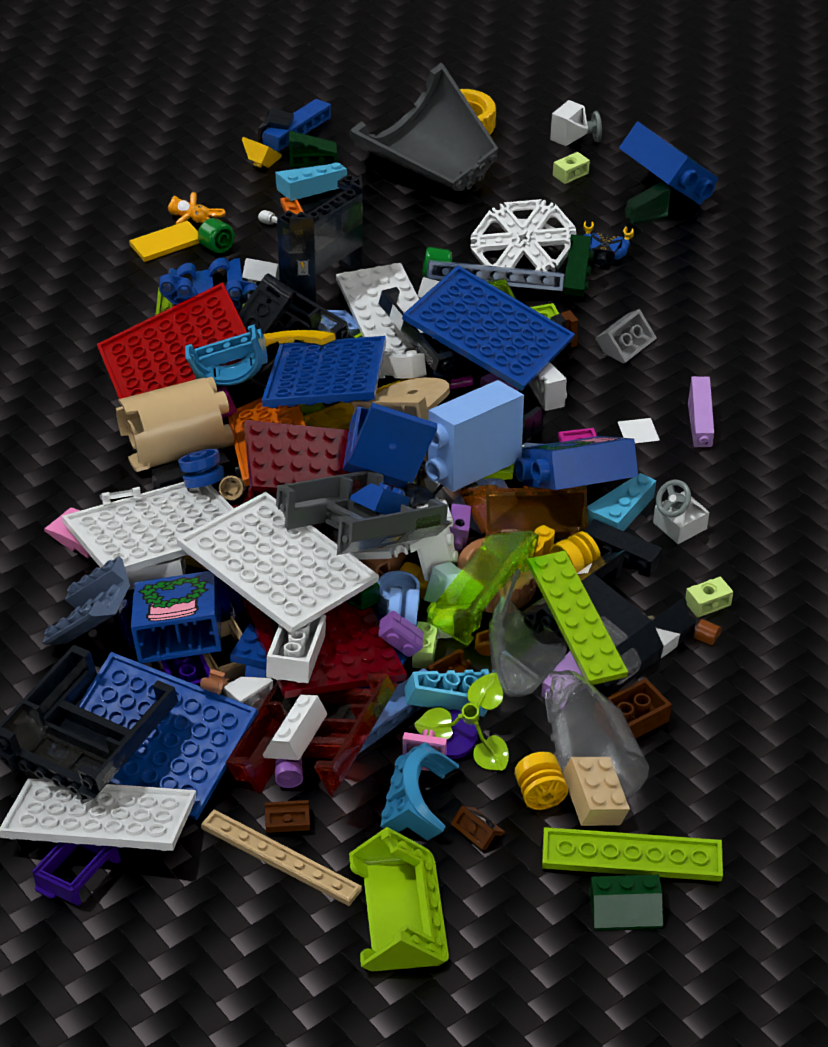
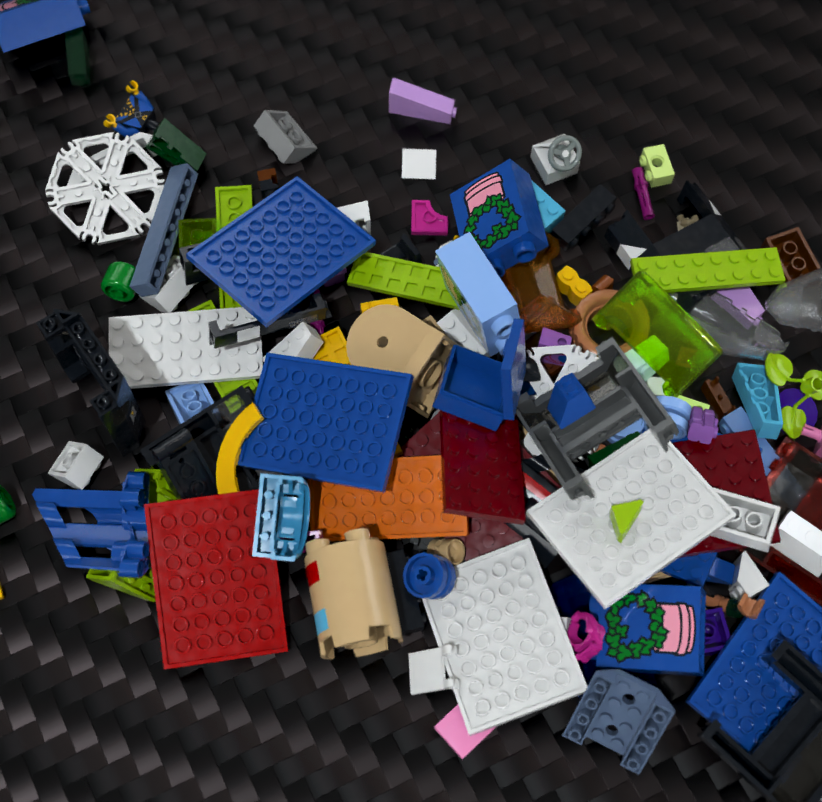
camera: 80 degrees left, 25 degrees up
(159, 568) = (593, 643): none -> dark pink piece
(266, 544) = (624, 516): none -> lime slope
(580, 549) = (600, 256): yellow wheel -> none
(676, 589) = (639, 179): none -> magenta pin
(707, 632) = (698, 176): dark orange brick -> none

